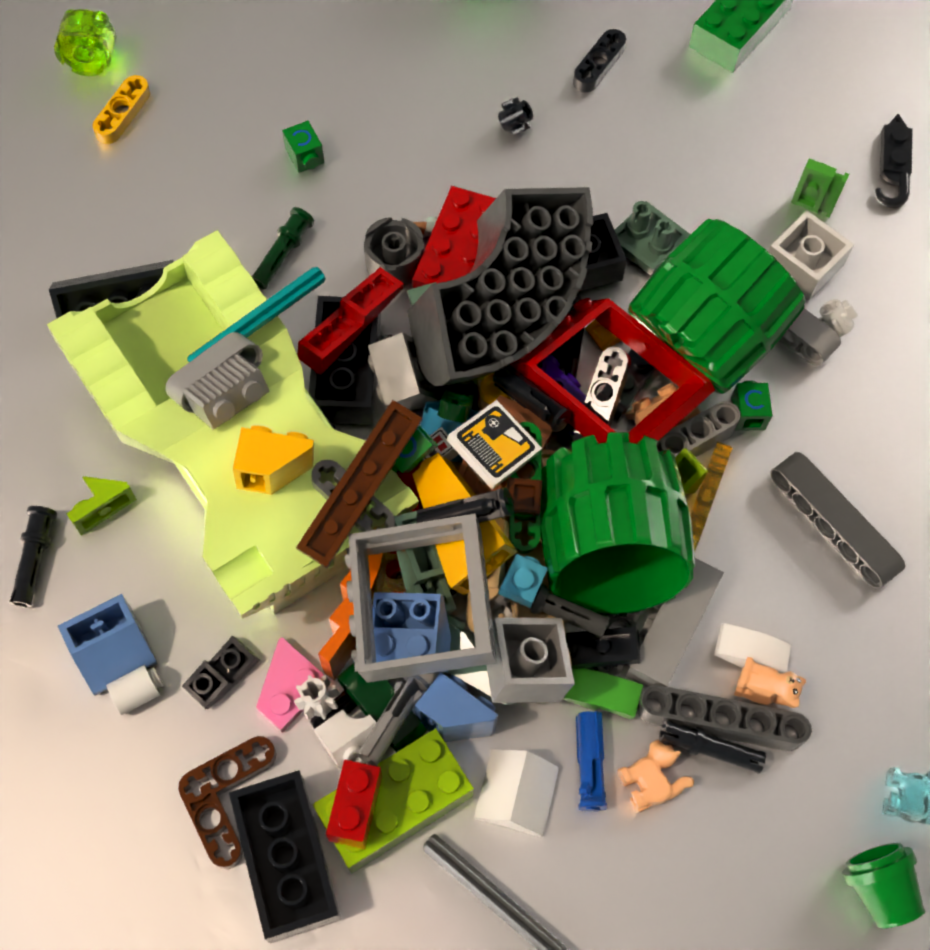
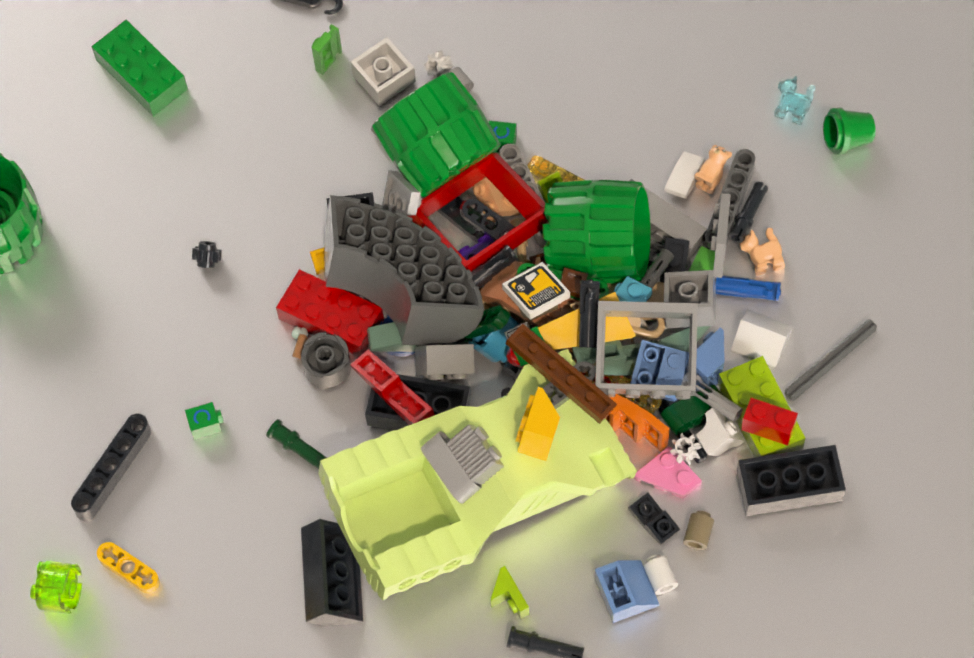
camera: 75 degrees left, 0 degrees up
(203, 734) = (698, 530): none -> dark tan brick
(210, 799) = (743, 531): reddish brown beam -> none
(238, 71) = (110, 478): none -> black beam
(270, 308) = (405, 436): teal axle -> none
(599, 71) = (160, 194): black beam -> none
(619, 287) = (400, 195): none -> light grey wing
(649, 236) = (342, 176): sand green plate -> none
(668, 700) = (720, 228): none -> light grey wing
(837, 520) = (597, 103): dark grey beam -> none

